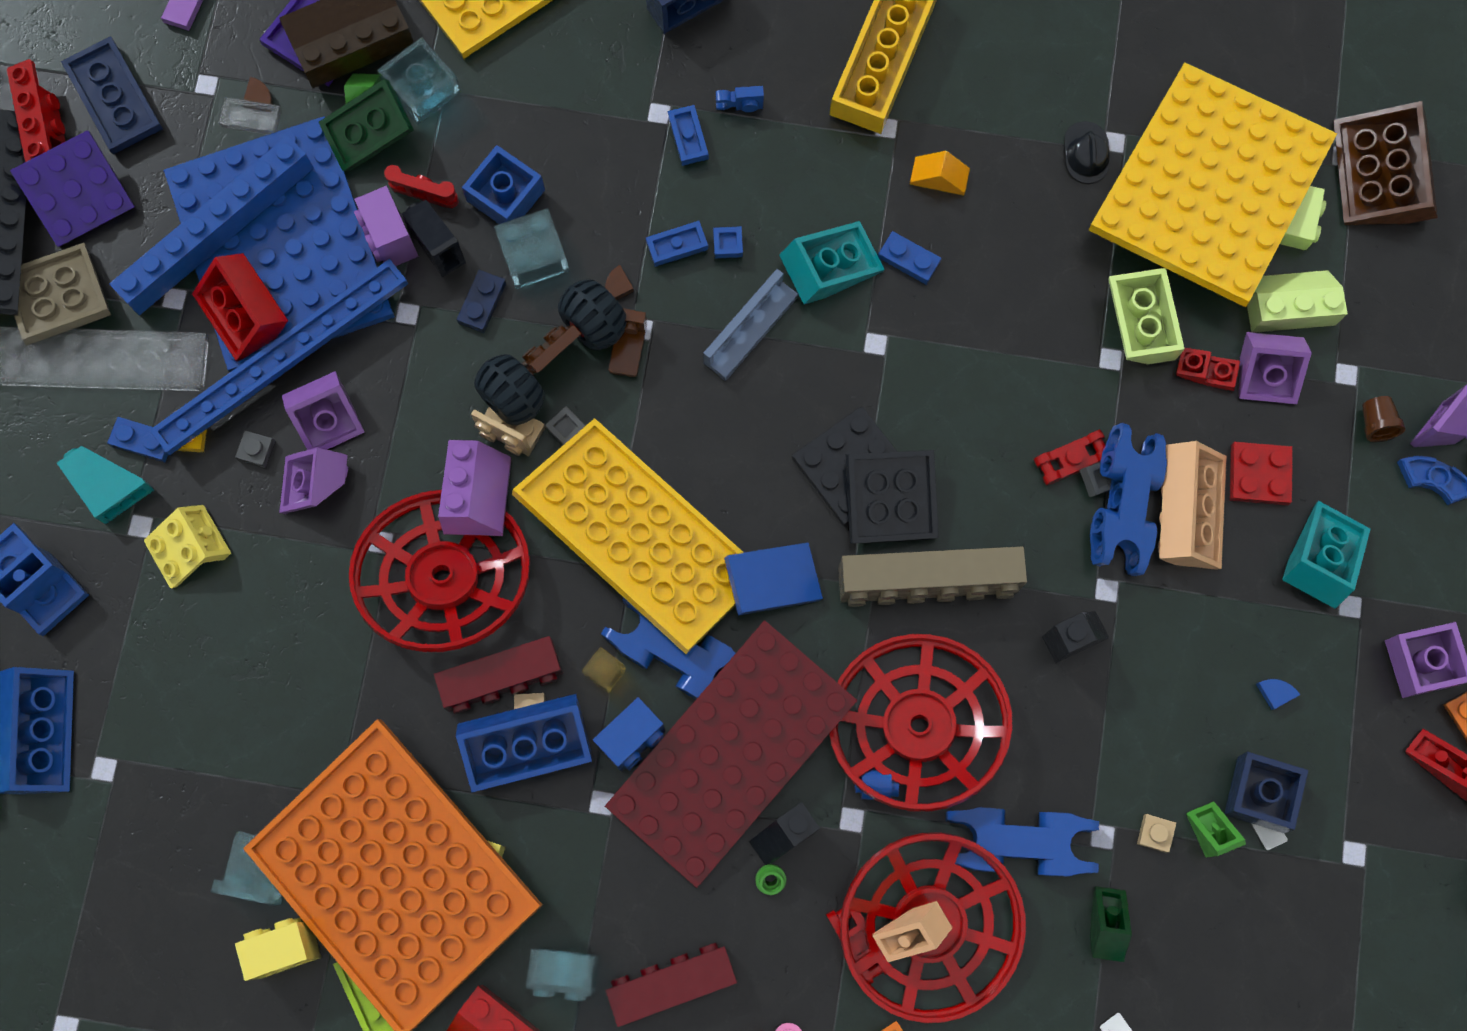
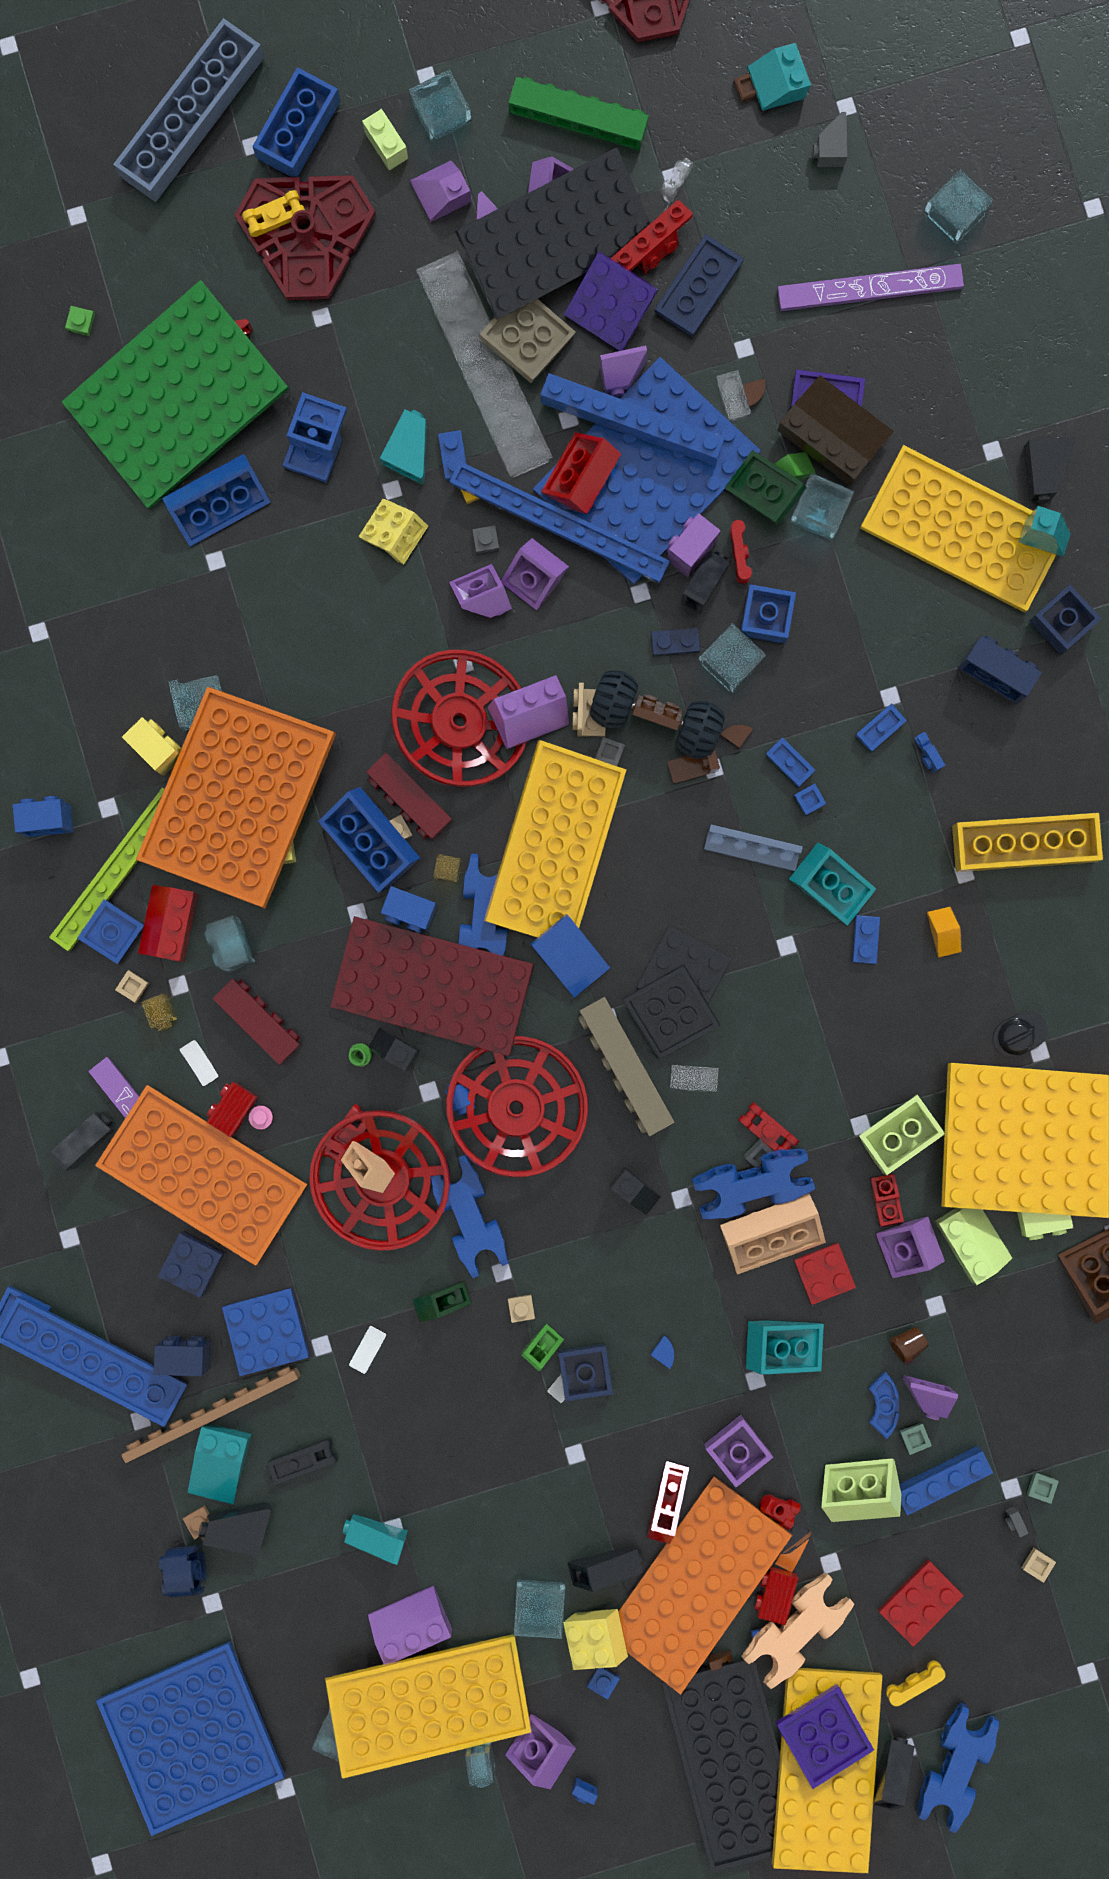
camera: 70 degrees right, 10 degrees up
(149, 210) = (621, 370): none -> medium lavender slope
(976, 510) = (694, 1078): none -> clear plate

